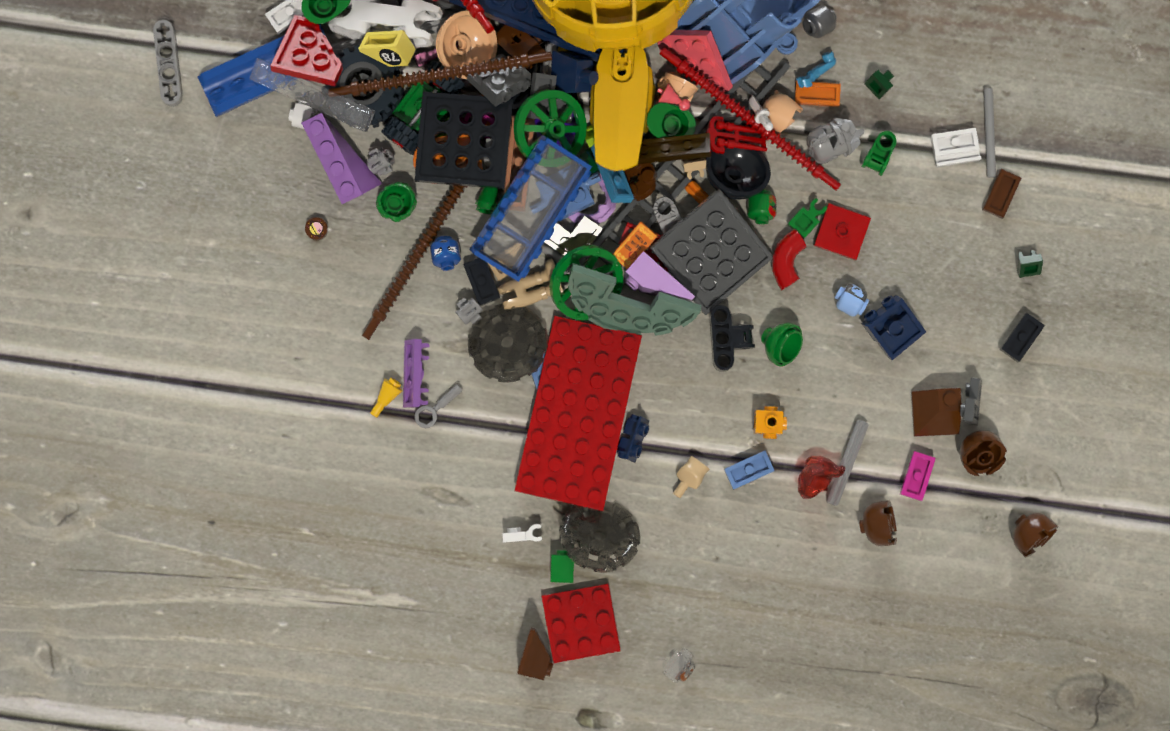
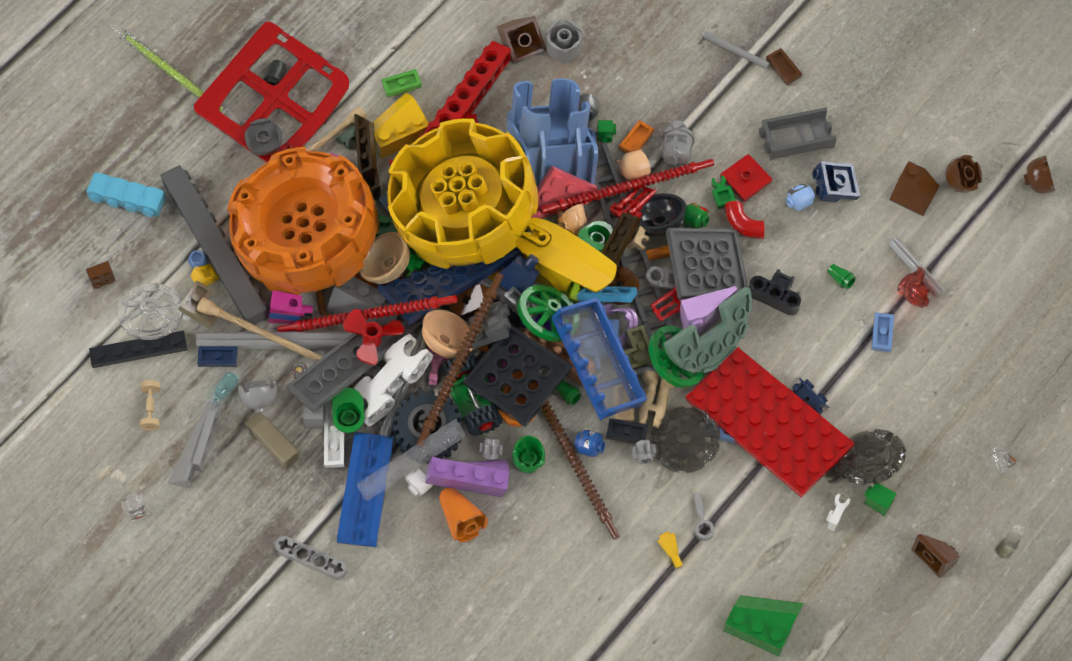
camera: 55 degrees left, 20 degrees down
(293, 175) = (461, 515): none -> orange cone
(307, 54) = (379, 444): plate -> none
(316, 229) = (510, 525): tile -> none
(366, 527) = (763, 622): none -> green wedge
(388, 47) = (415, 384): light yellow slope -> none
(413, 373) = (666, 518): medium lavender plate -> none
(580, 623) = (929, 510): red plate -> none
(634, 244) = (670, 308): orange tile -> none
(668, 96) = (577, 224): coral piece -> none
(690, 475) = (862, 373): tan piece -> none
(761, 114) = (631, 174): white piece -> none
(761, 425) = (856, 298): light orange brick -> none
(782, 343) = (803, 256): green piece -> none
(787, 394) = (842, 276): none -> green cone
(805, 57) = (605, 131): none -> green plate
(817, 71) = (620, 127): dark azure arm -> none
(878, 156) = (706, 124): green piece -> none
(879, 524) = (975, 268): reddish brown cylinder -> none
(880, 83) = (656, 95): dark green tile -> none
(917, 476) = (954, 227): dark pink plate -> none
(926, 254) = (797, 133): none -> dark grey door
(955, 147) = (732, 74): white plate -> none
(971, 407) = (924, 160): dark grey plate -> none
(1022, 337) = (894, 108): black plate -> none
(1029, 265) = (845, 76): dark green tile -> none

